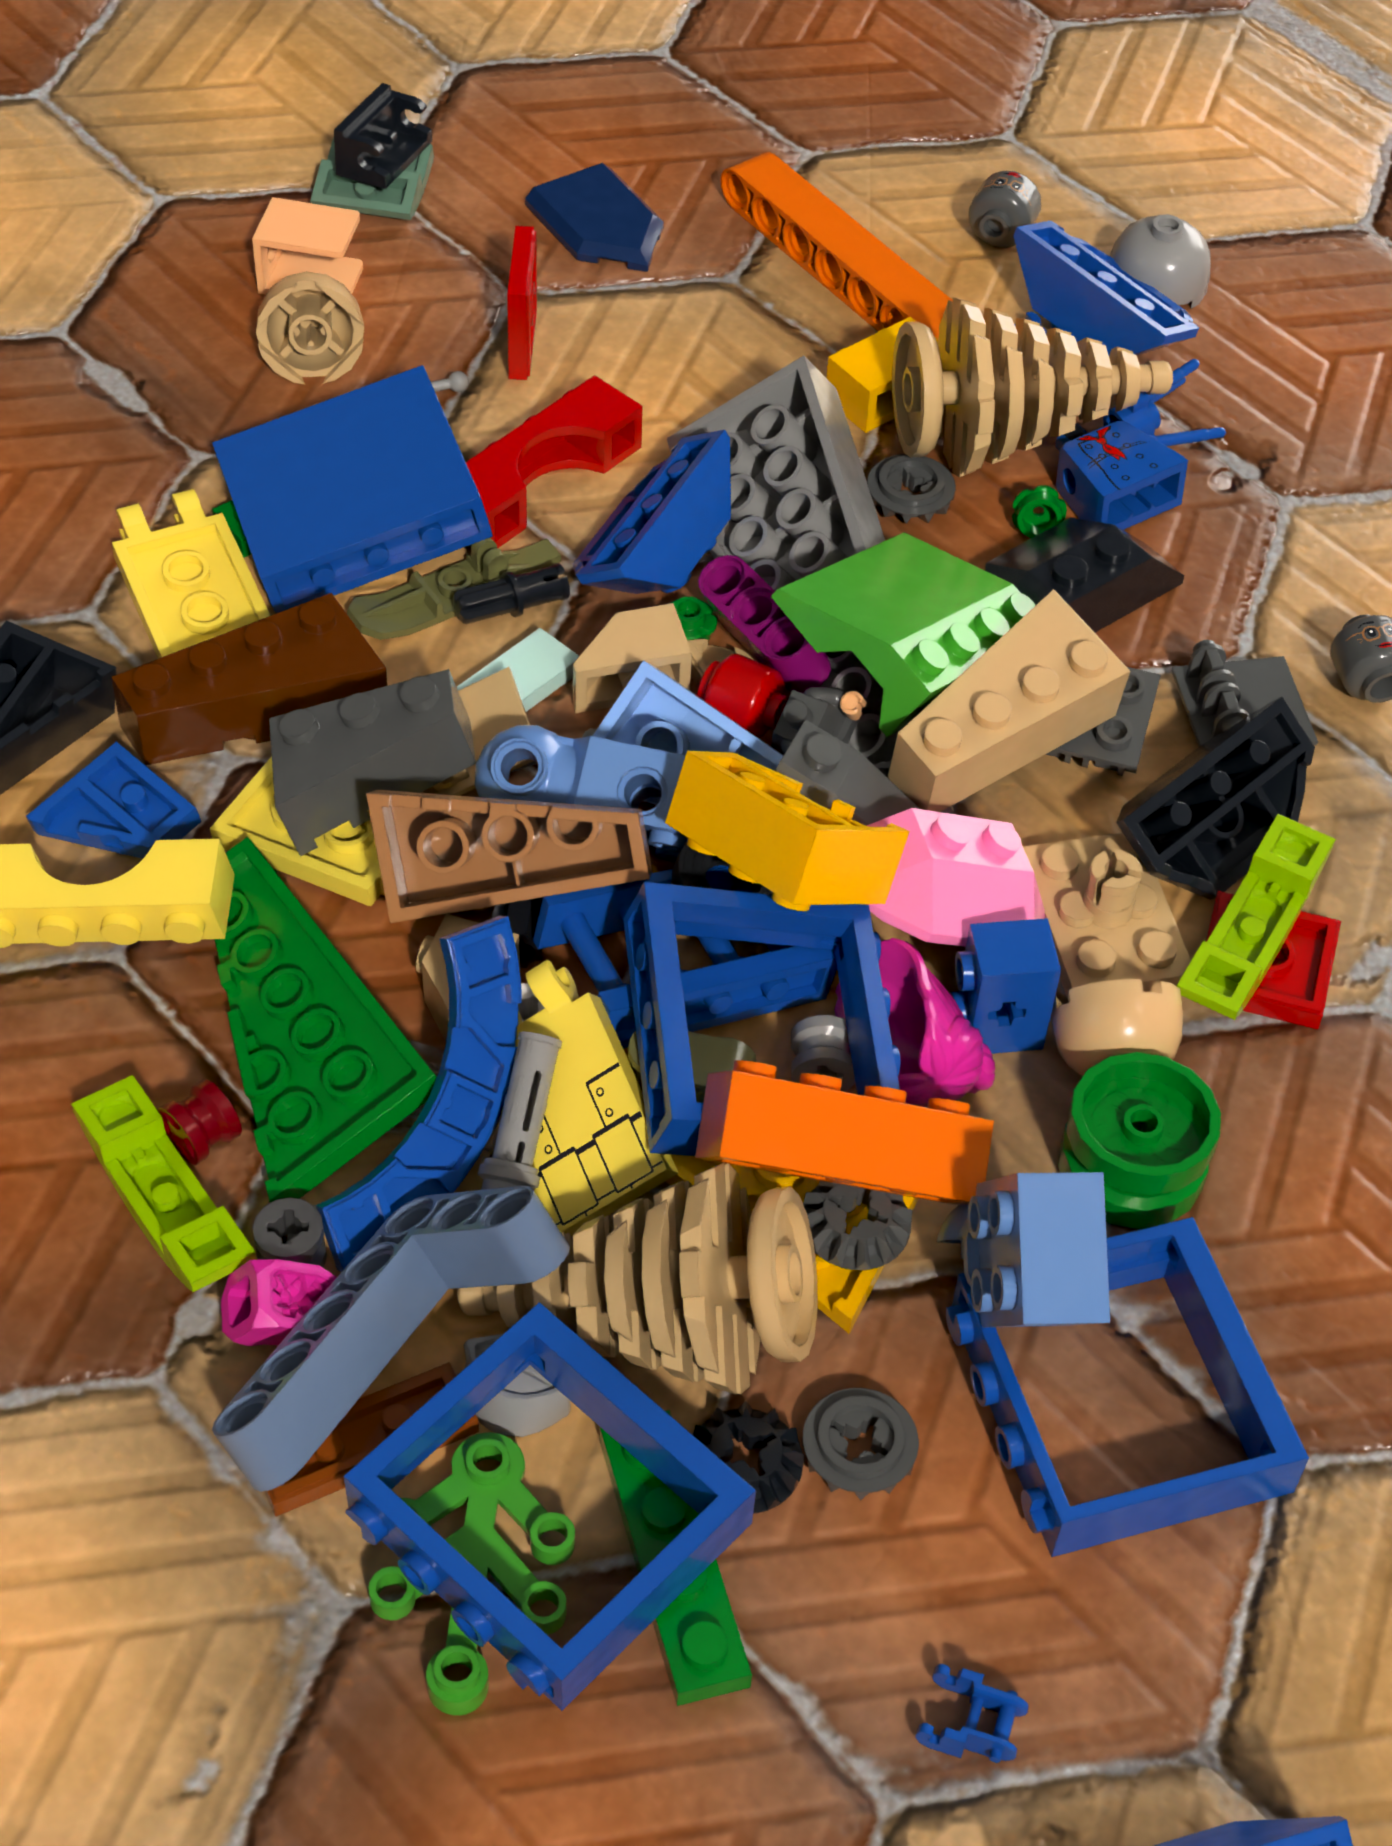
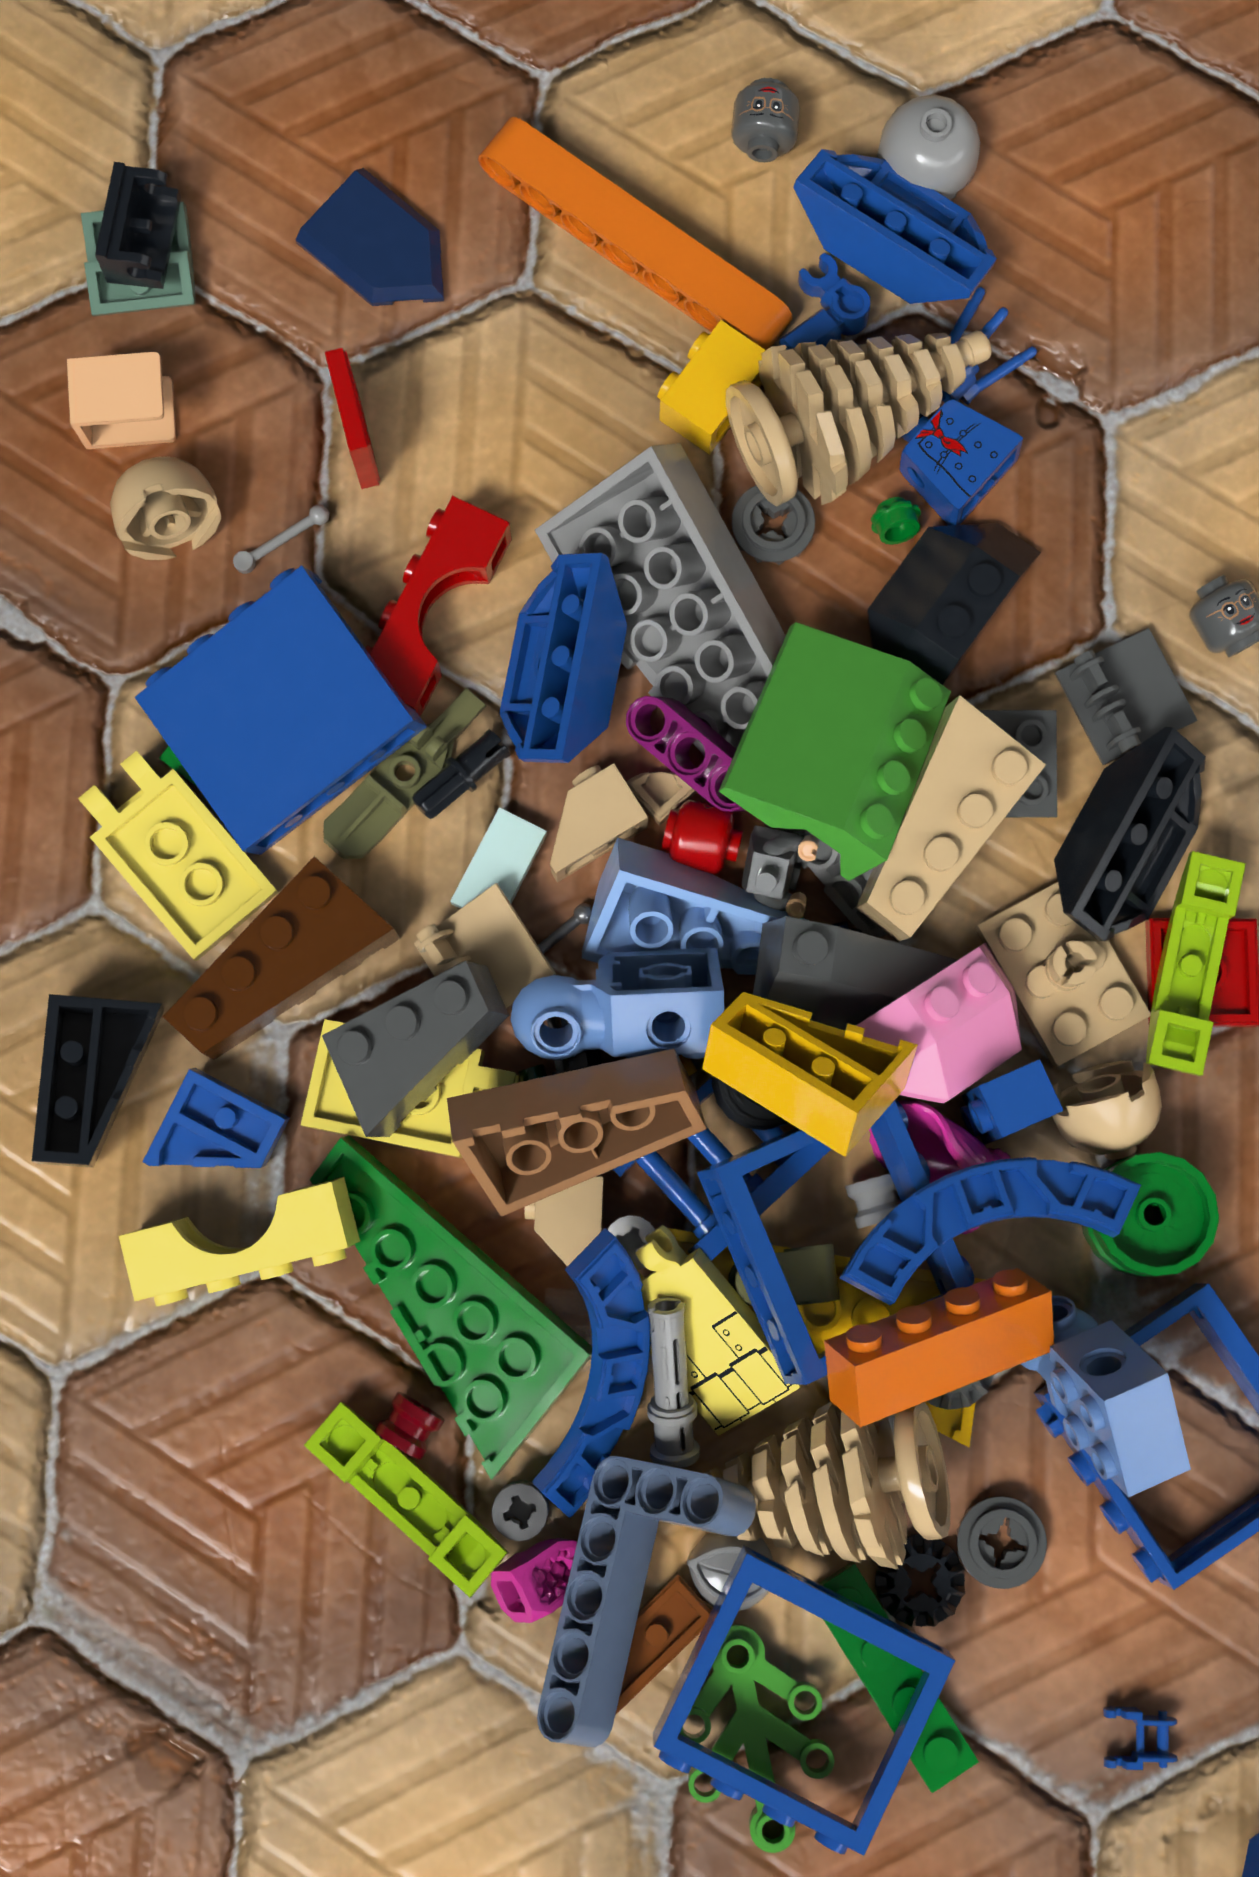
camera: 15 degrees left, 30 degrees up
(695, 617) = (611, 746): green plate -> none
(942, 1022) = (979, 1197): none -> blue tile

